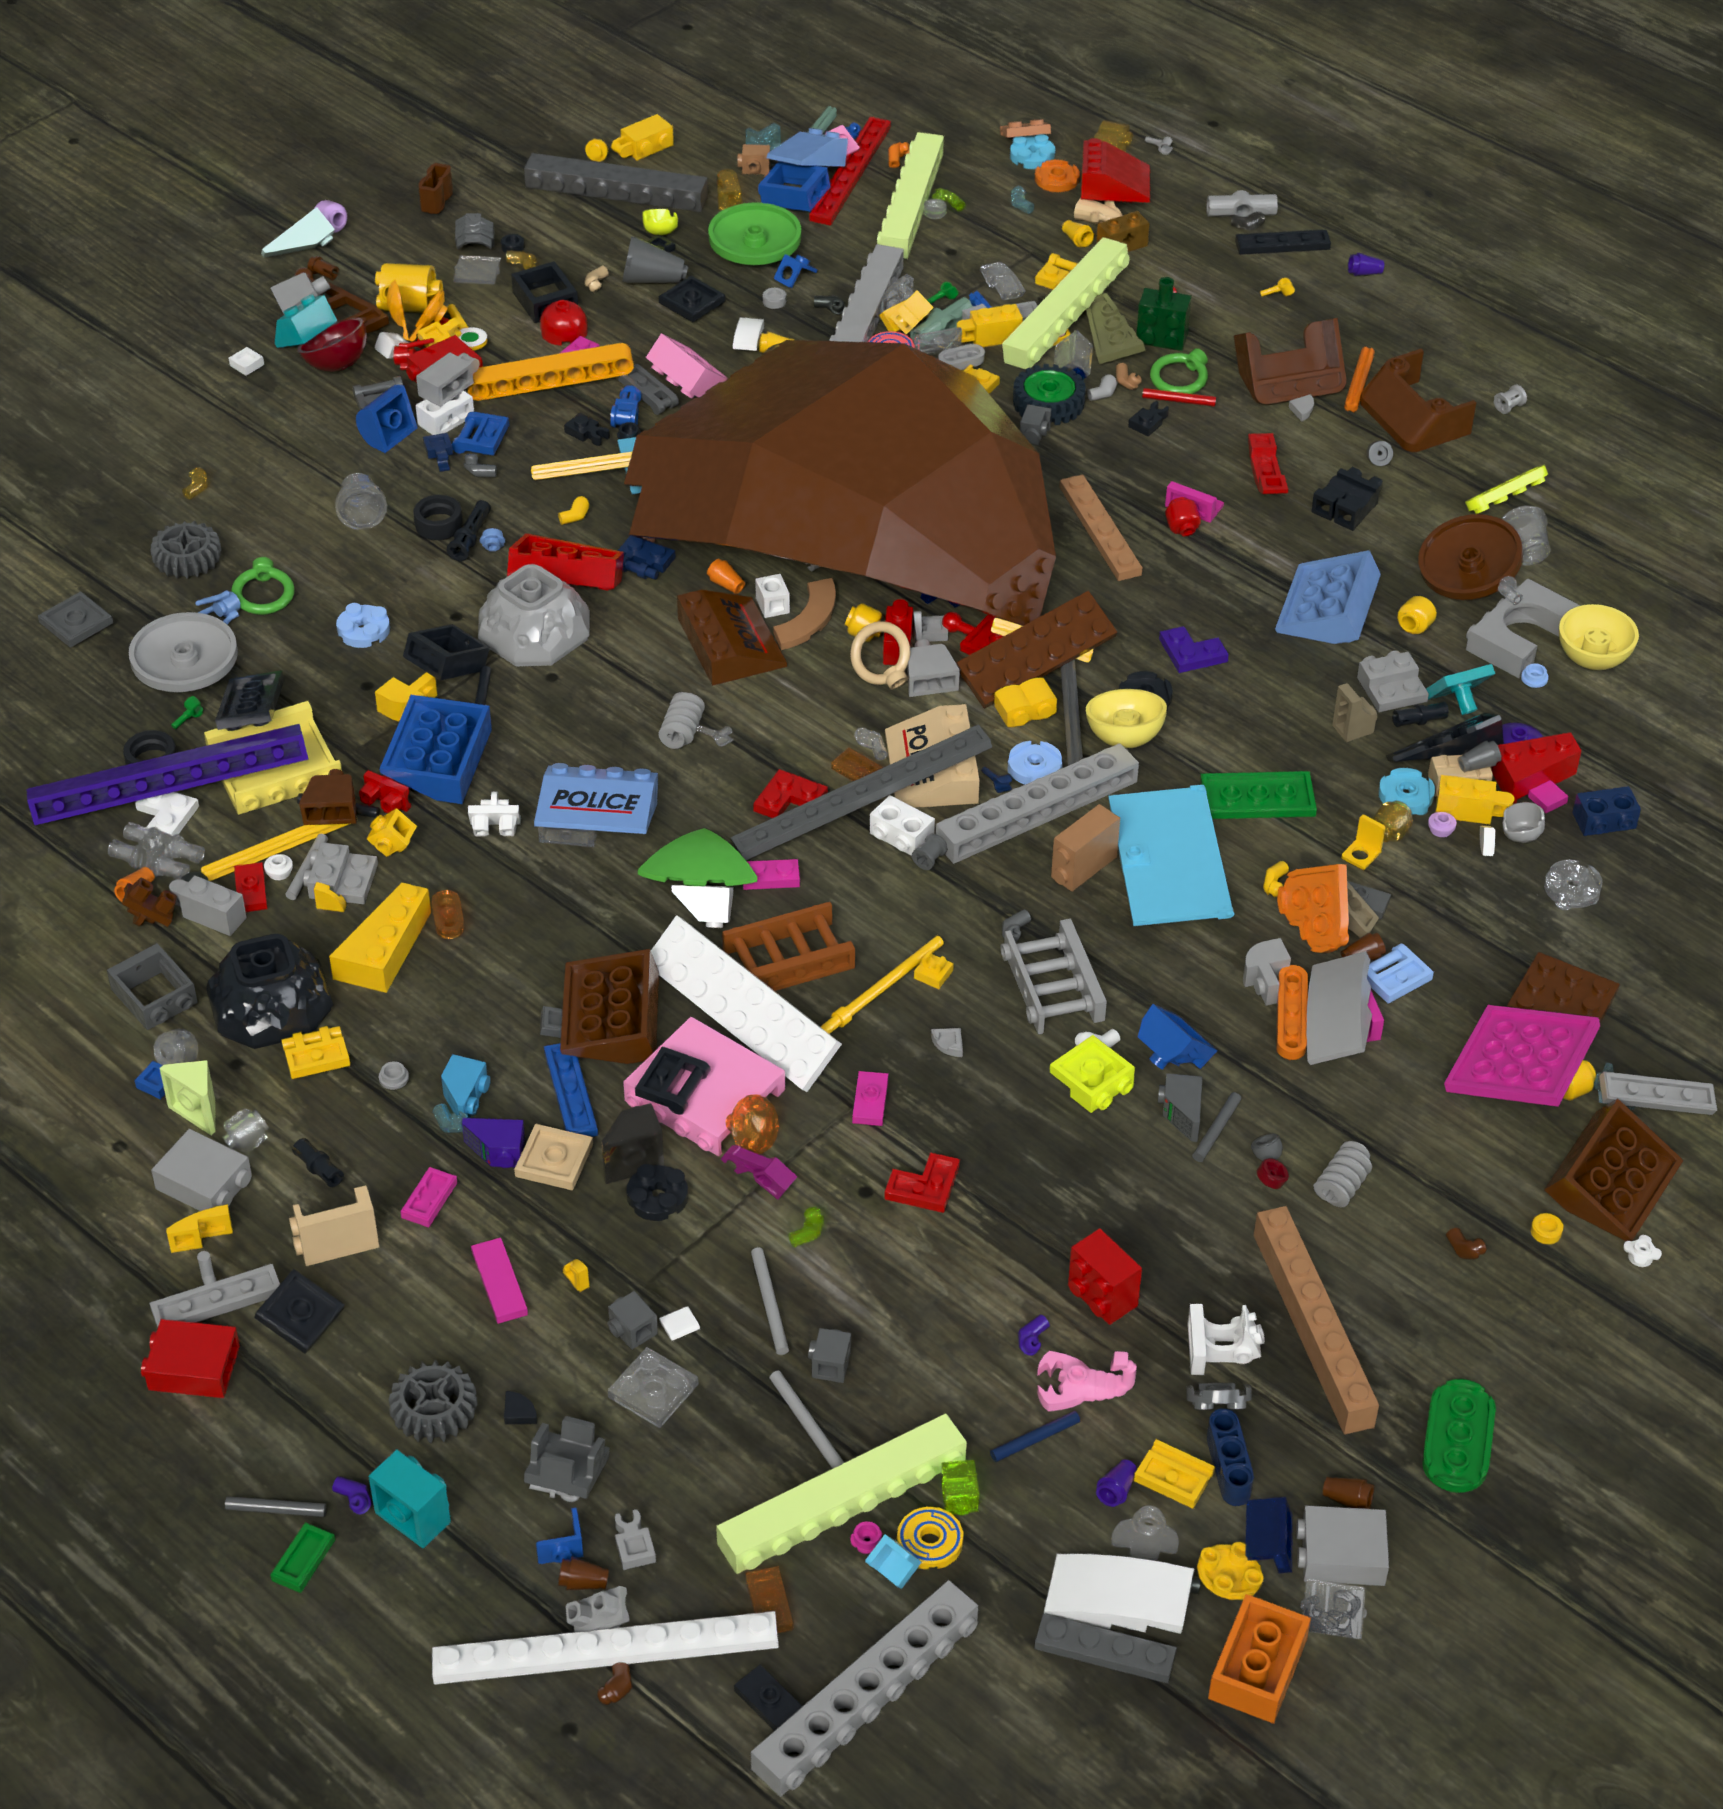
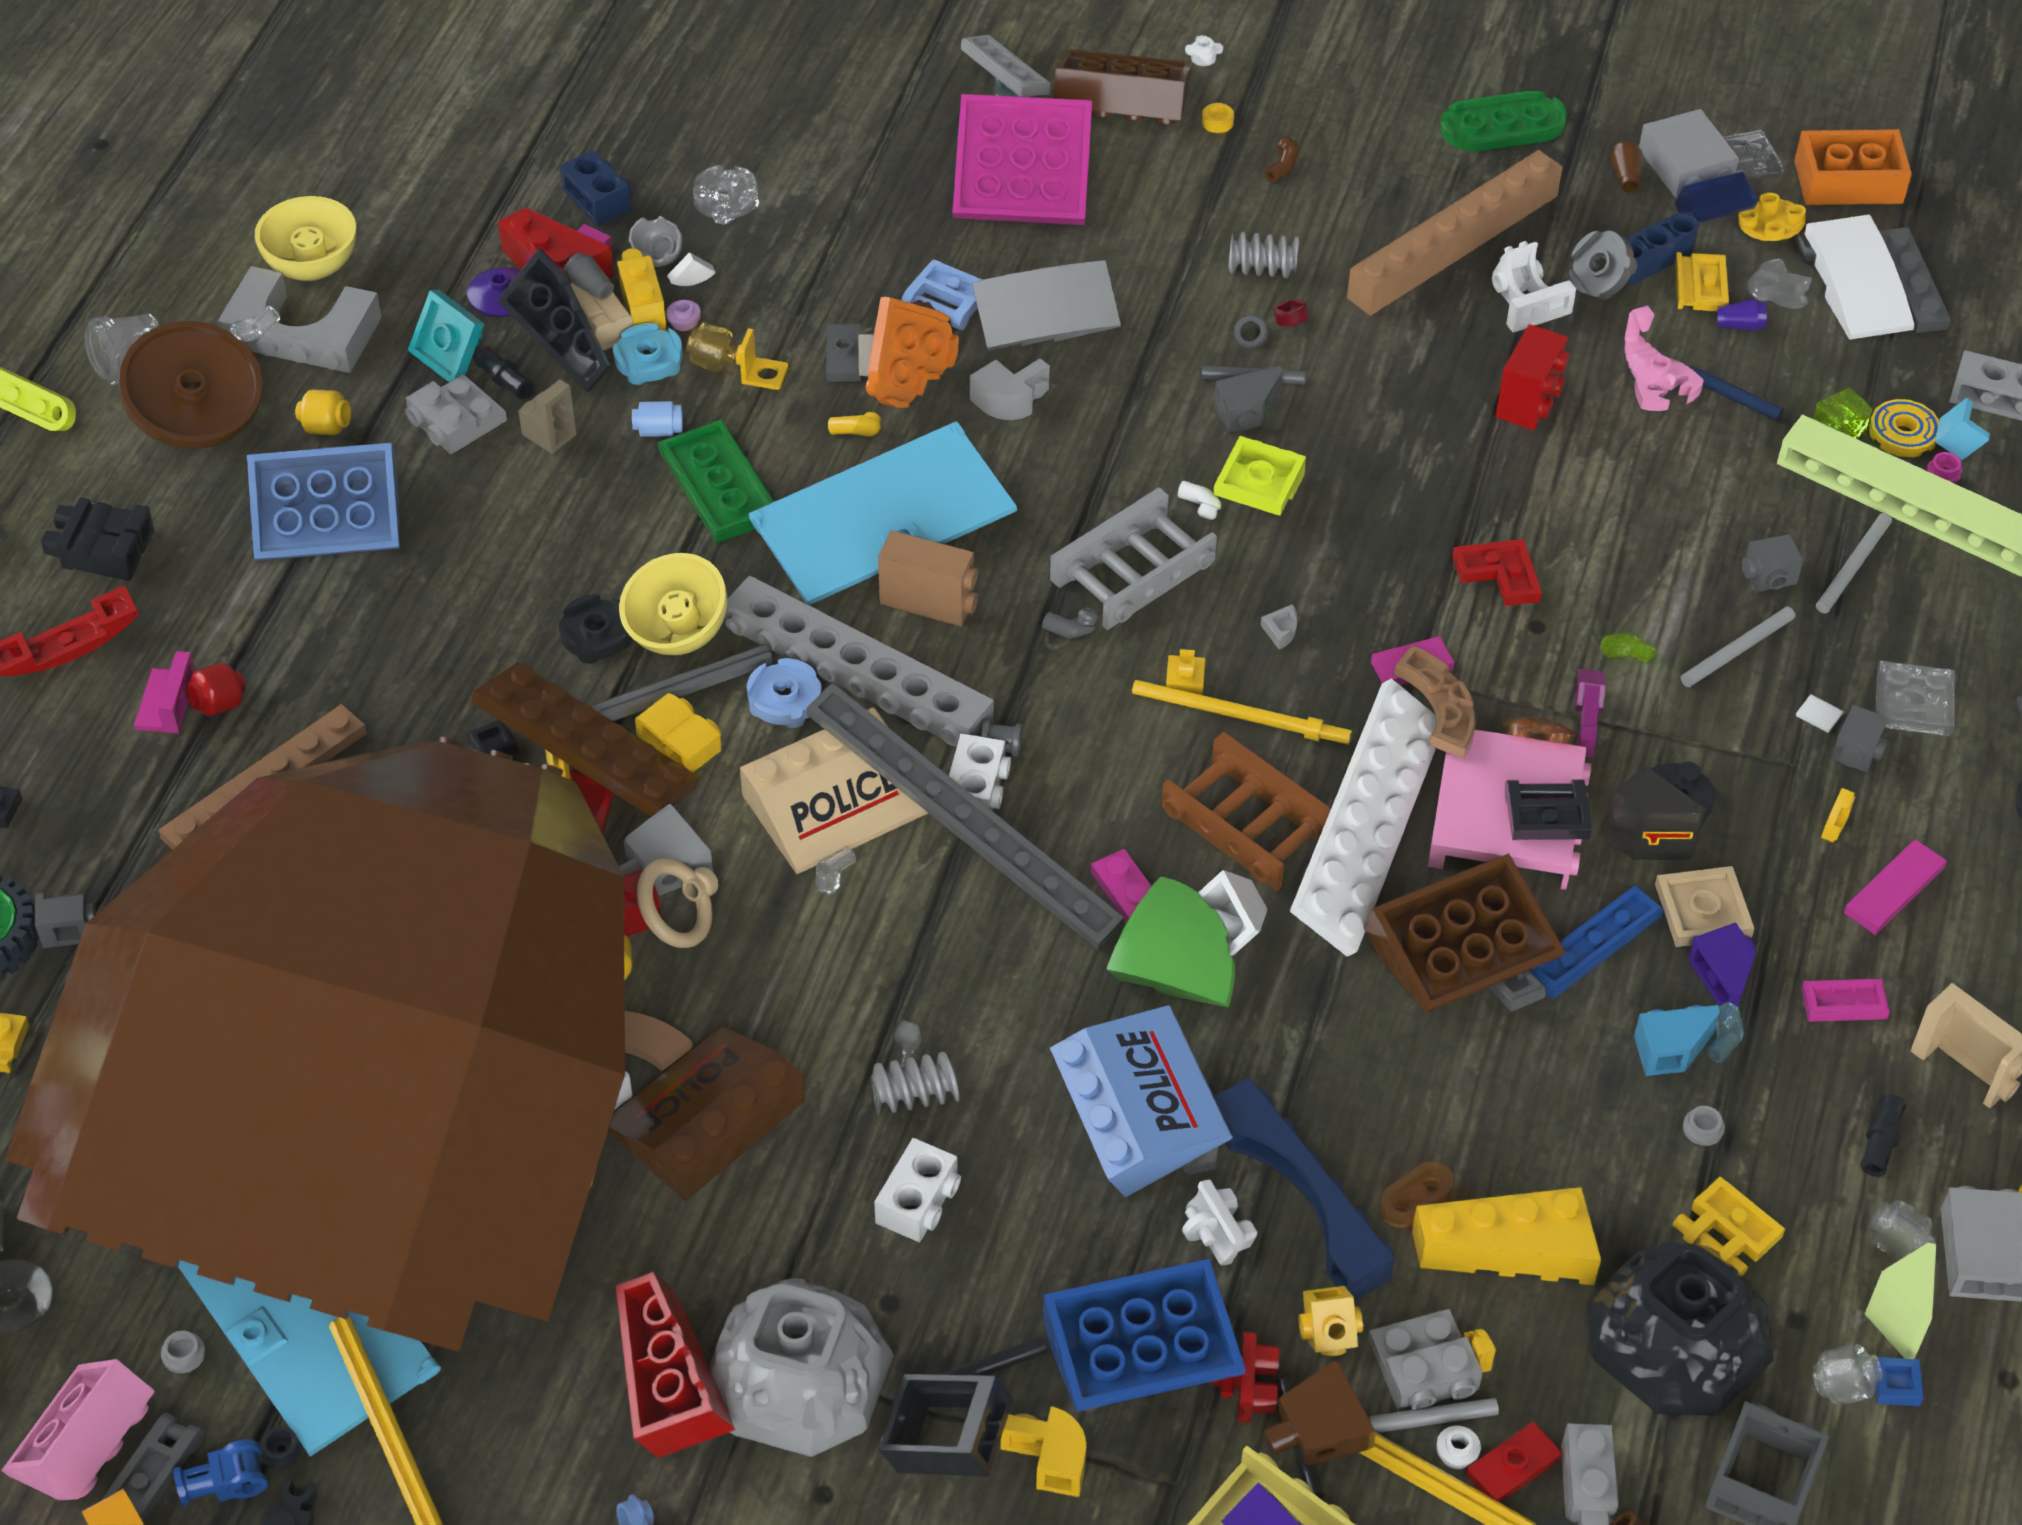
camera: 115 degrees left, 5 degrees up
(544, 858) = (1353, 1250): none -> dark blue arch
(577, 512) = (509, 1431): yellow arm -> none
(609, 699) = (910, 1188): none -> white brick
(645, 557) = (571, 1303): dark blue plate -> none
(786, 789) = (972, 933): red plate -> none
(822, 1082) = (1447, 696): none -> medium nougat tile
(854, 765) = (893, 860): clear orange plate -> none
(1029, 1334) = (1626, 432): dark purple arm -> none
(1173, 1039) = (1177, 417): blue brick -> none
(1190, 655) = (487, 616): dark purple plate -> none
(1292, 1012) = (1066, 352): orange plate -> none
(1330, 774) = (657, 419): none -> light blue brick
(1534, 675) = (386, 292): light blue plate -> none
(1563, 988) = (900, 170): reddish brown plate -> none

